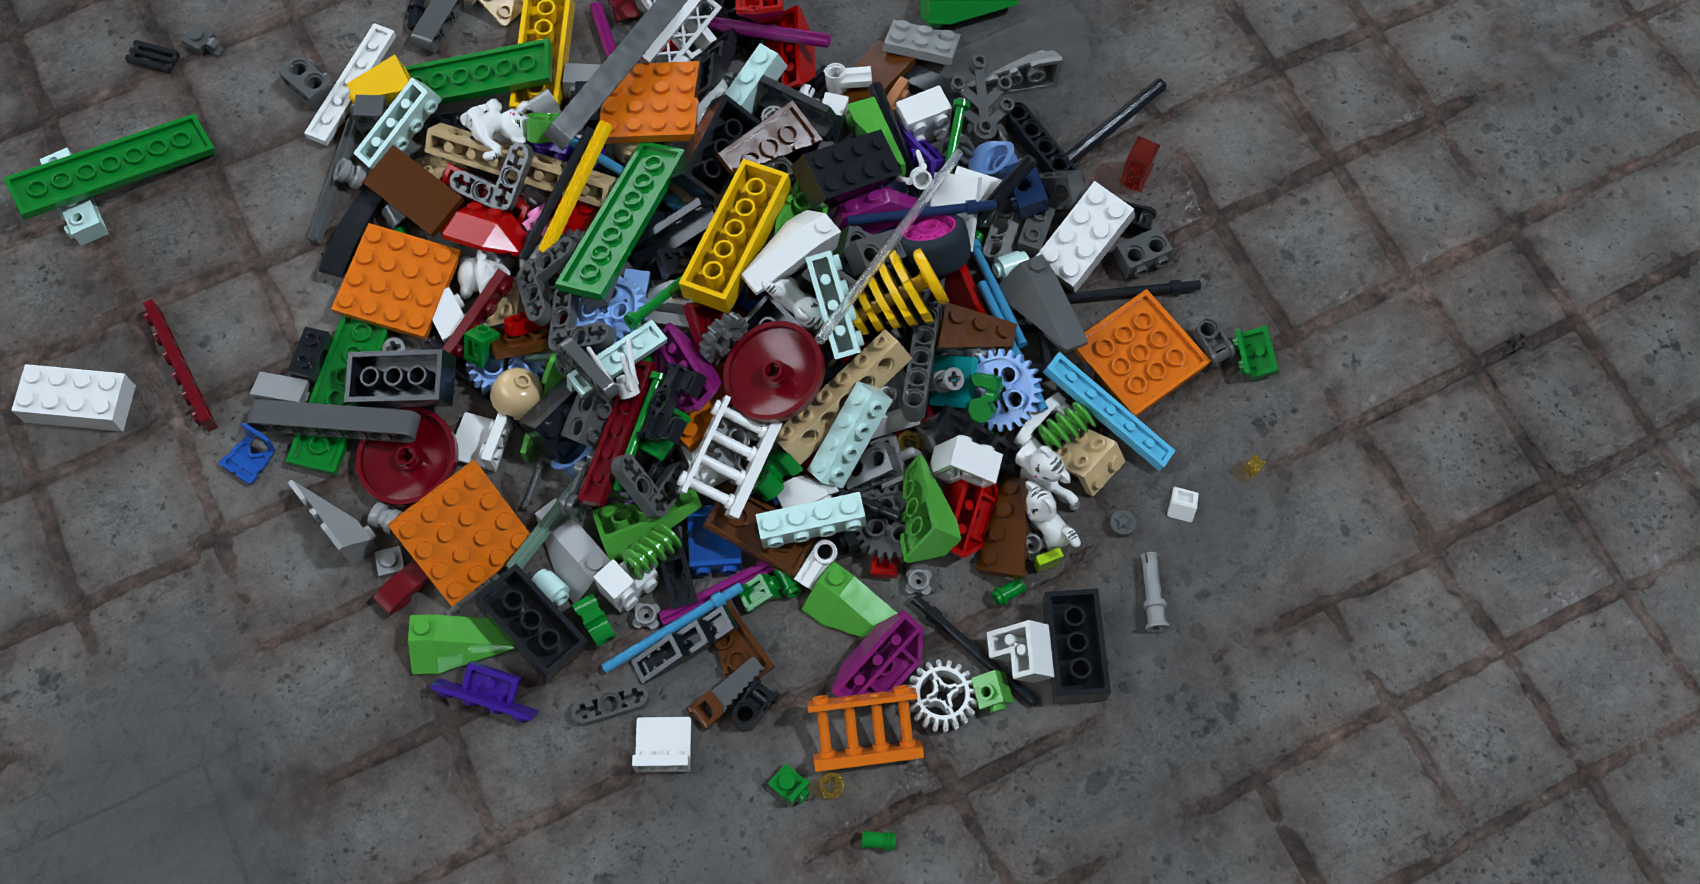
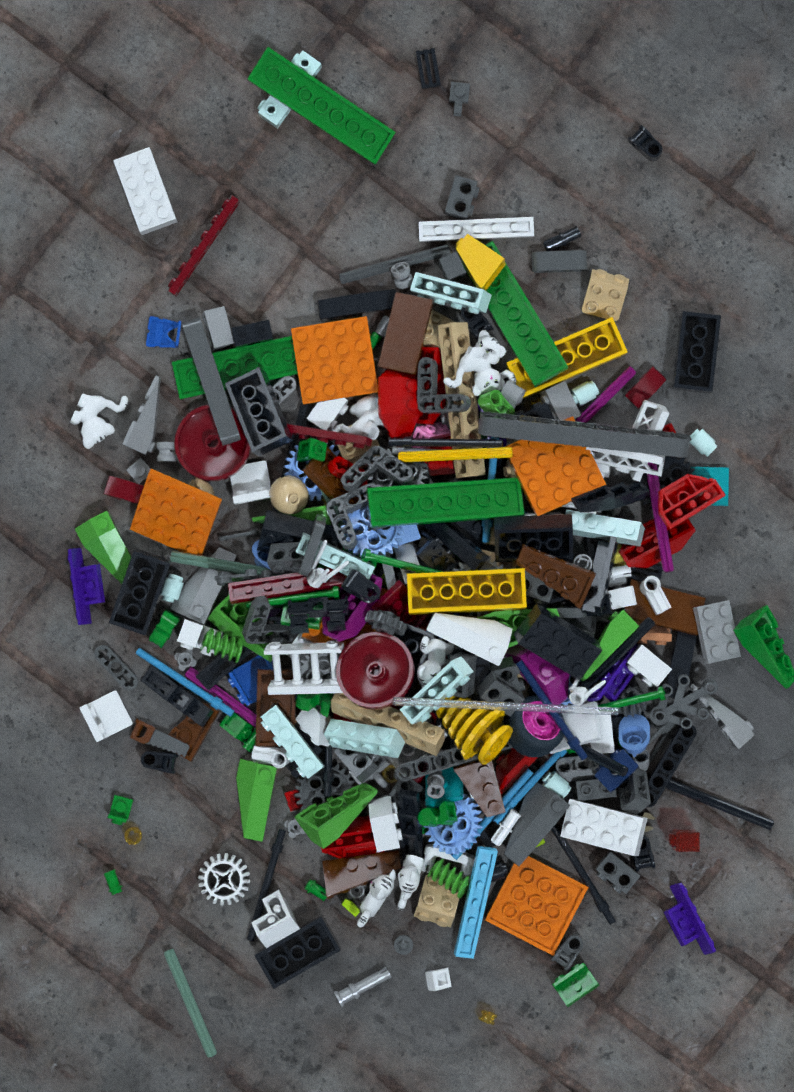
camera: 70 degrees right, 20 degrees up
(304, 588) = (95, 428): none -> white animal
(591, 53) = (584, 392): none -> light aqua brick
(664, 339) = (359, 586): none -> black piece
(881, 750) = (162, 850): orange fence -> none
(882, 658) = (224, 828): magenta wedge -> none
(992, 691) = (241, 911): bright green brick -> none
(1034, 335) = (505, 827): none -> white axle
(1082, 816) = (190, 1003): none -> sand green axle
(1232, 206) = (686, 922): none -> dark purple bracket

